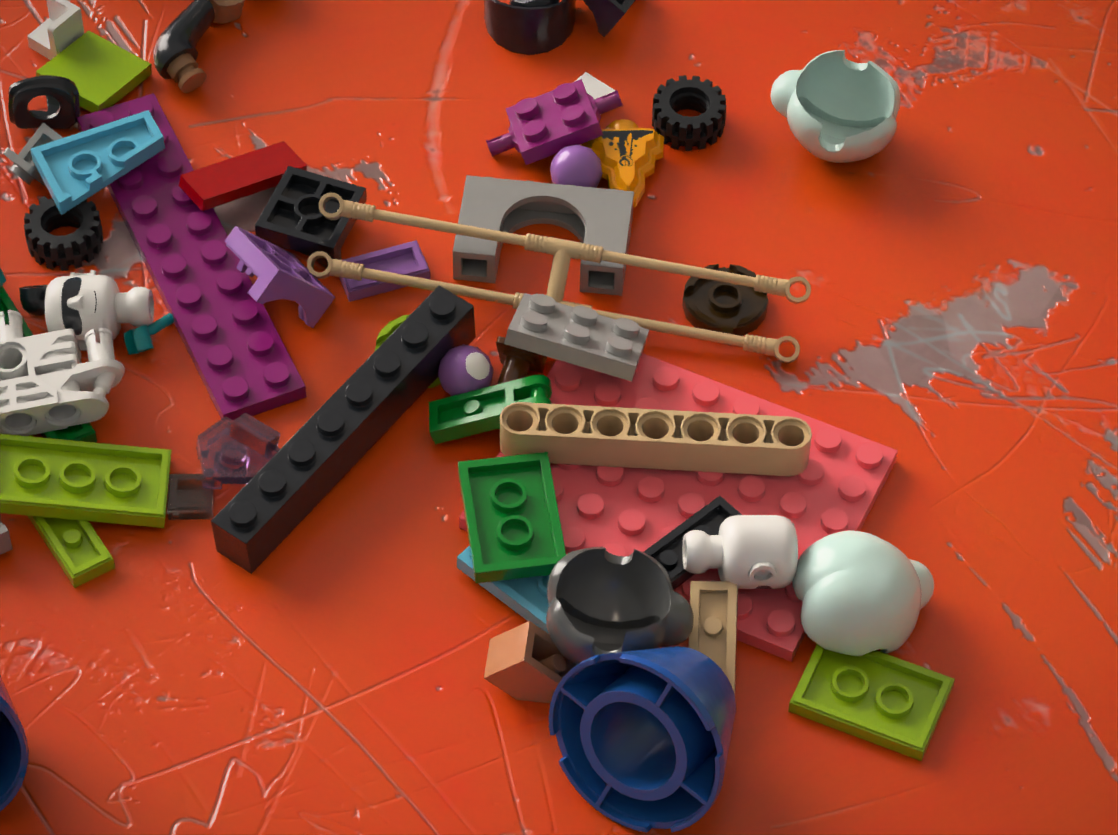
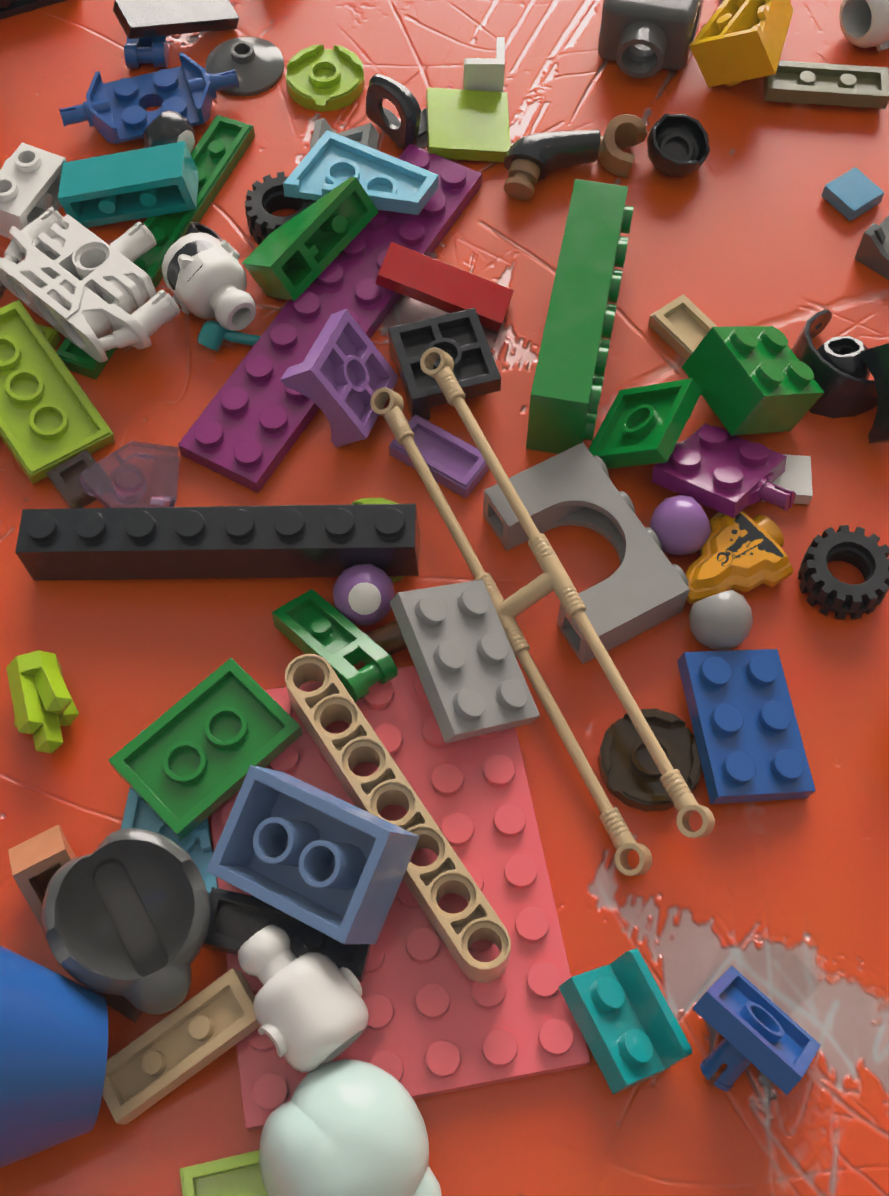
camera: 55 degrees right, 10 degrees up
(124, 227) = (310, 241): none -> green slope
(359, 113) = (578, 317): none -> green brick
(372, 601) = (40, 698): none -> lime rock
(425, 70) = (681, 325): none -> tan tile
(481, 134) = (645, 423): none -> green plate
(506, 54) = (752, 379): none -> green brick
(658, 480) = (312, 855): none -> medium blue brick
(666, 195) = (721, 620): none -> light grey piece
(747, 233) = (745, 726): none -> blue plate
(889, 410) = (625, 1021): none -> teal bracket
(950, 355) = (753, 1033): none -> blue tile

